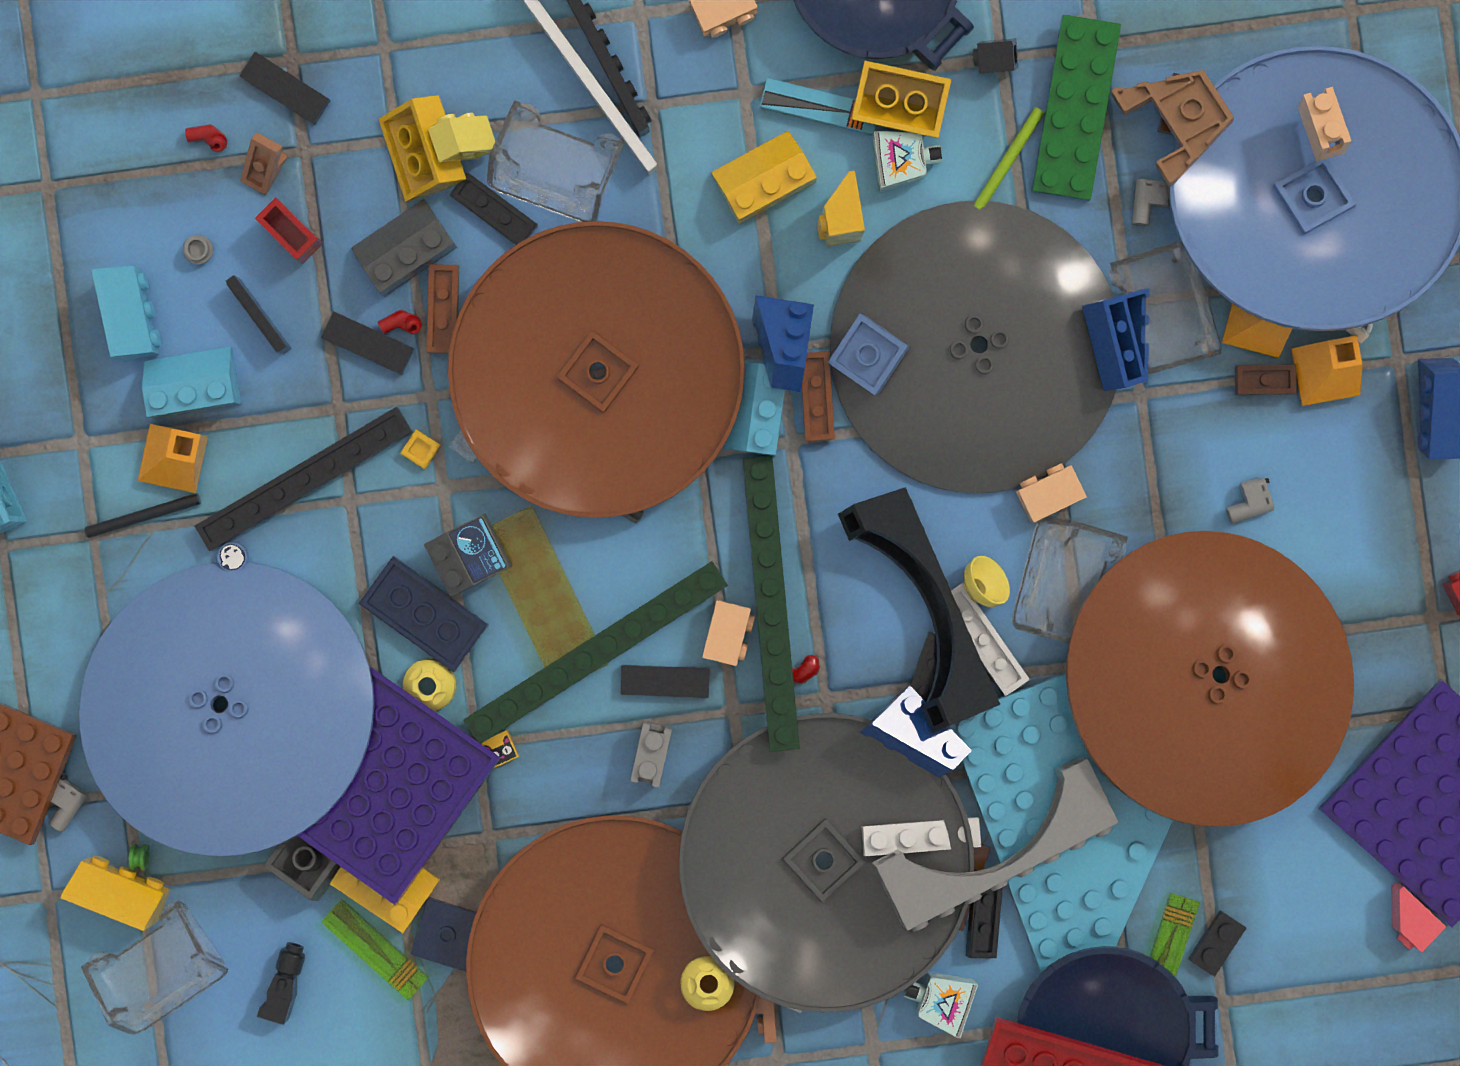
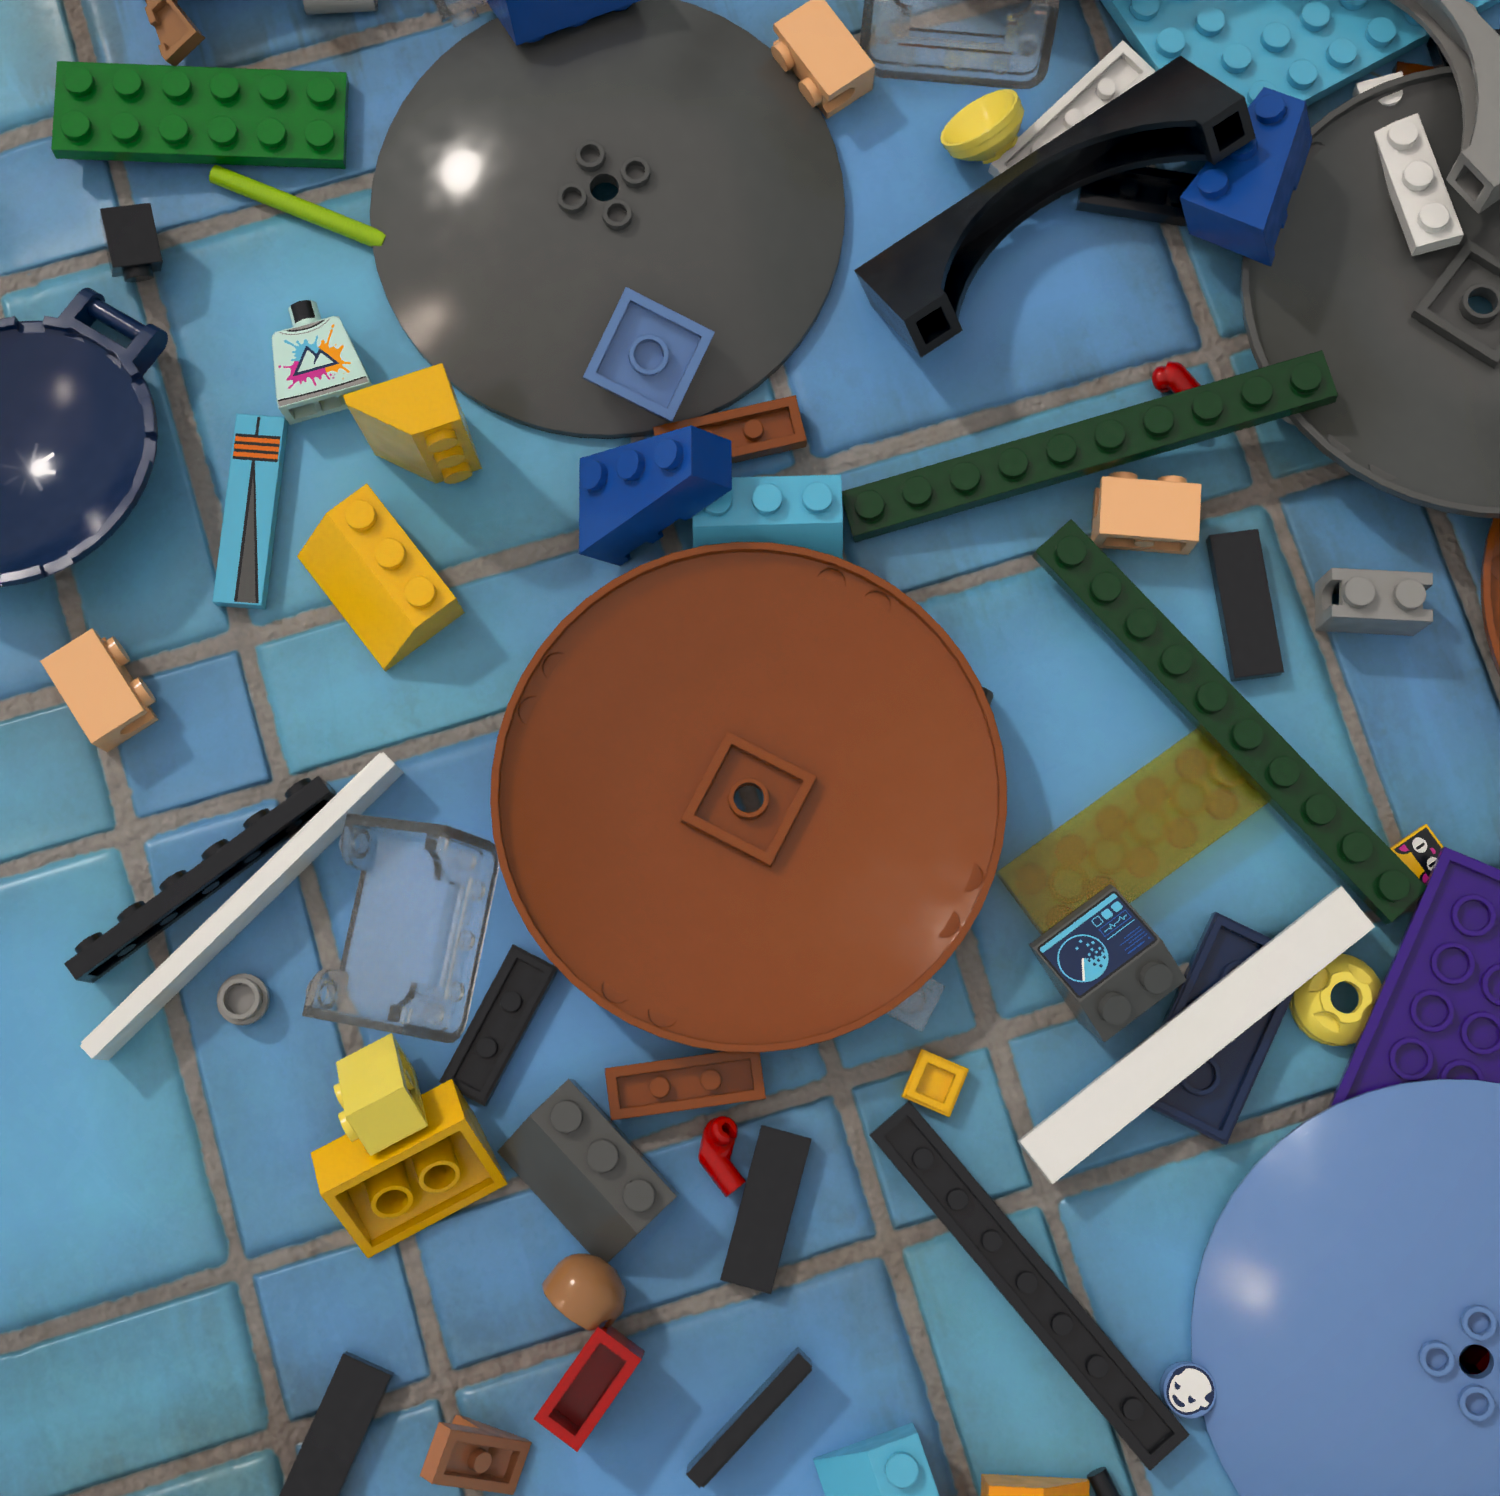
camera: 100 degrees left, 10 degrees down
(338, 235) = (586, 1290): none -> medium nougat hair
(420, 598) = (1195, 1034): none -> white tile
(532, 67) = (243, 999): none -> light grey plate
(901, 99) = (217, 375): yellow slope -> none

